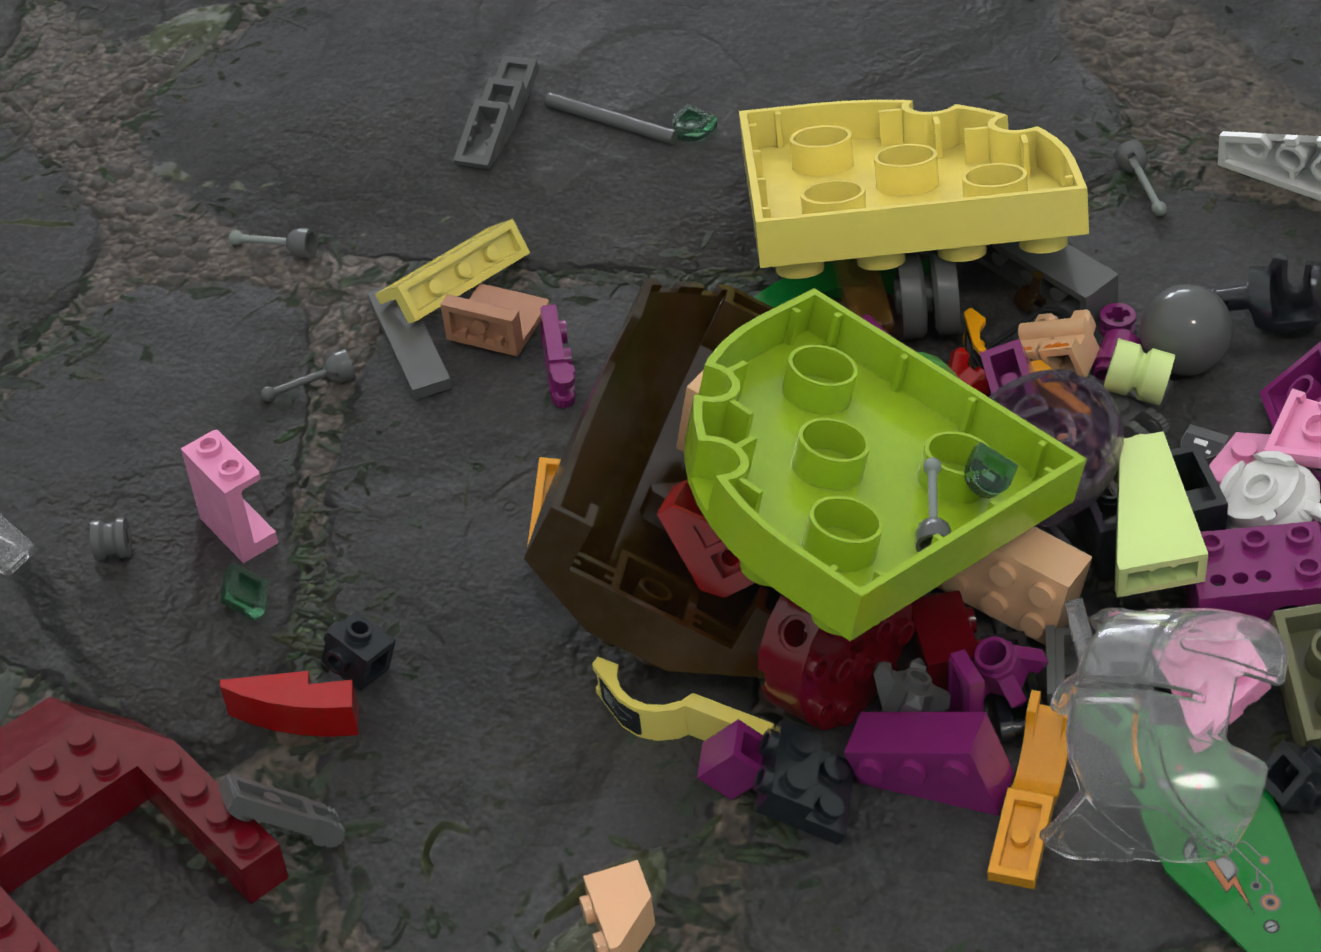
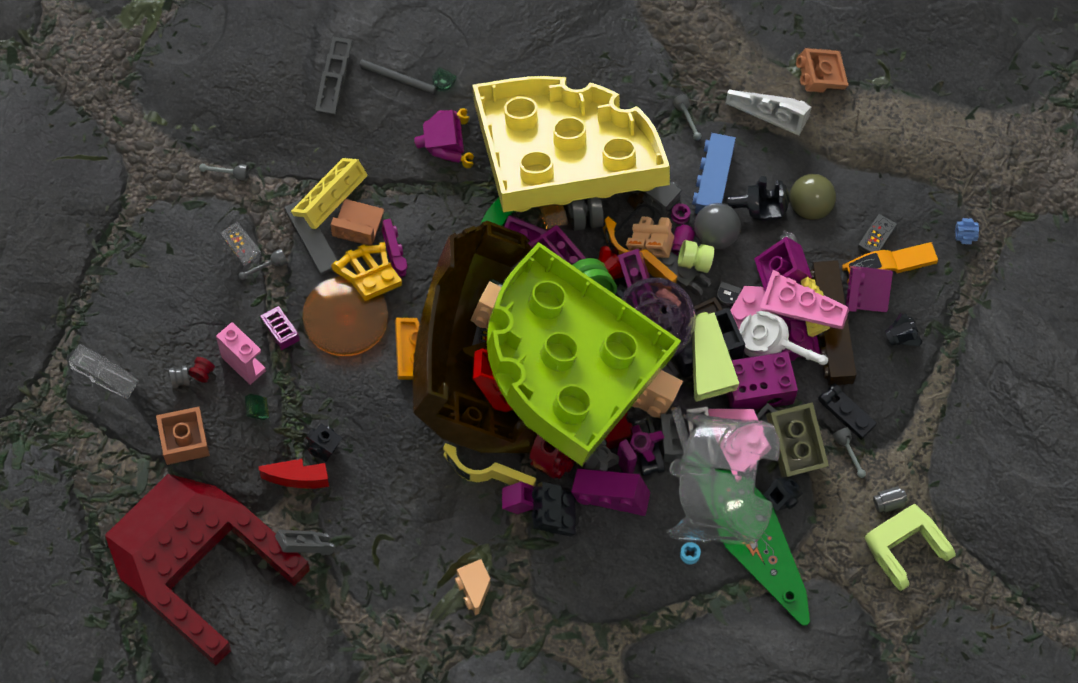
camera: 15 degrees left, 20 degrees up
(89, 627) = (182, 435): none -> nougat brick
(154, 529) = (201, 369): none -> dark red wheel
(276, 347) = (240, 243): none -> clear tile
(320, 474) = (287, 340): none -> slope
(446, 460) = (341, 319): none -> clear orange dish
(502, 401) = (373, 281): none -> yellow plate
(679, 195) = (444, 136): none -> magenta torso
(932, 525) = (613, 397): hinge -> none
(988, 471) = (636, 357): clear green tile -> none
(1031, 797) = (660, 508): light orange piece -> none
(1086, 895) = (689, 559): none -> medium azure bush
(1191, 246) = (715, 171): none -> medium blue brick

